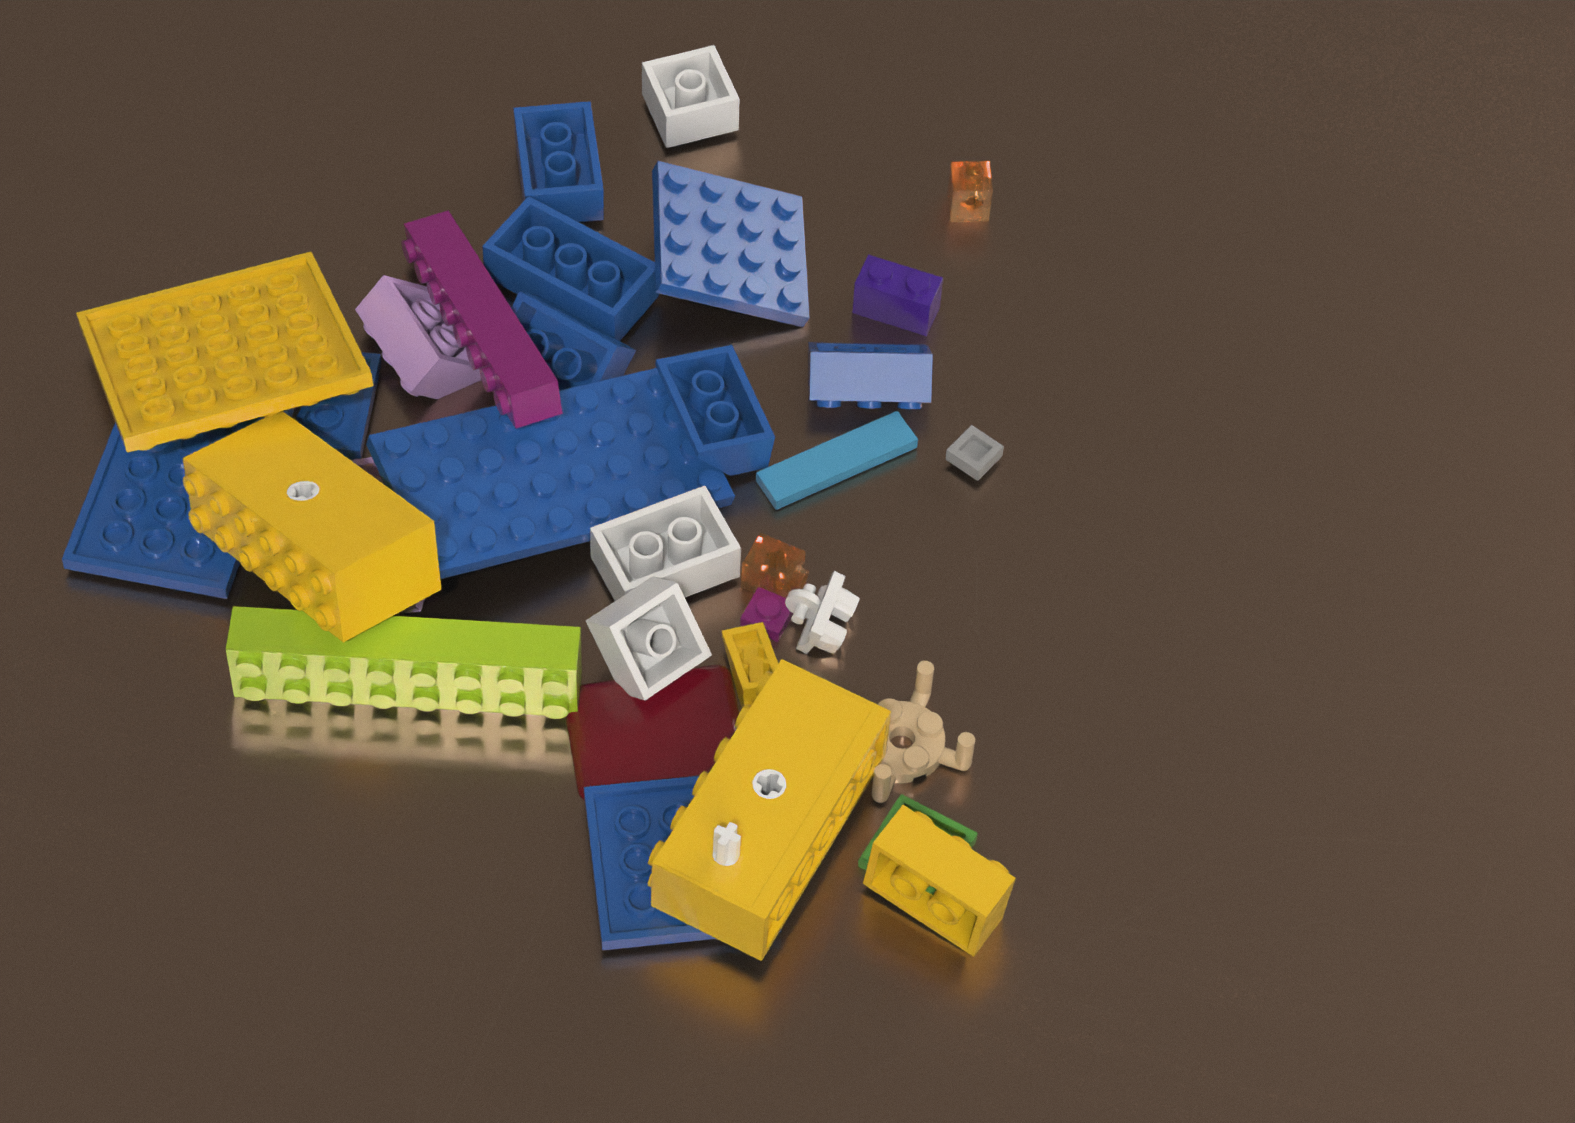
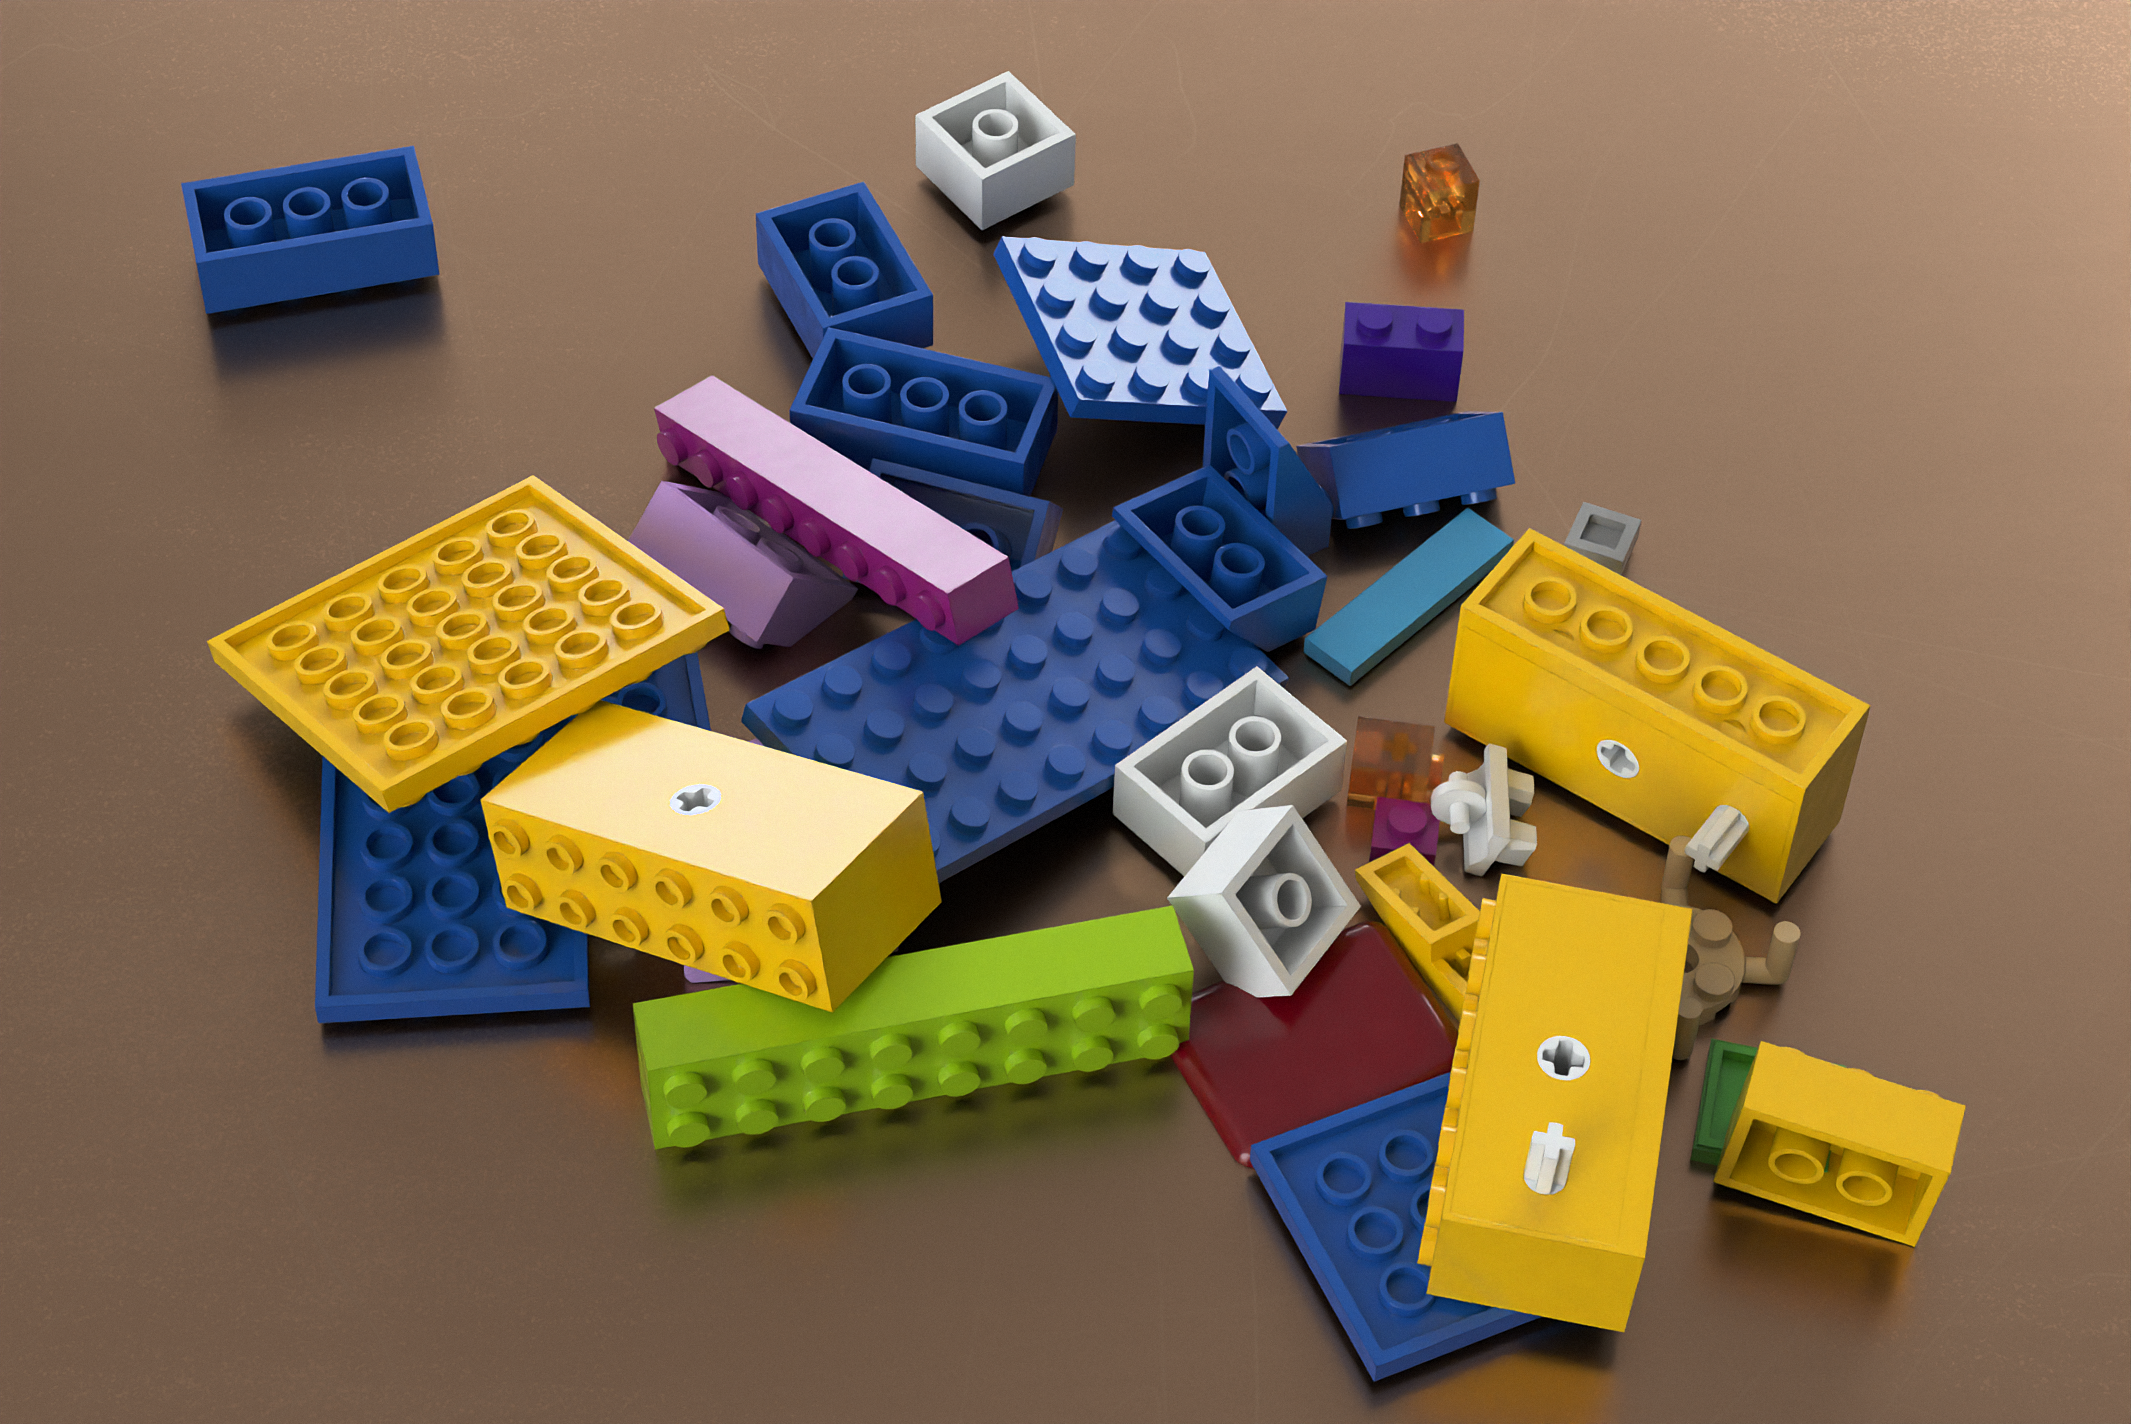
camera: 15 degrees left, 5 degrees down
(238, 53) = (310, 229): none -> blue brick
(768, 358) = (1263, 465): none -> blue slope
(939, 579) = (1654, 713): none -> yellow piece

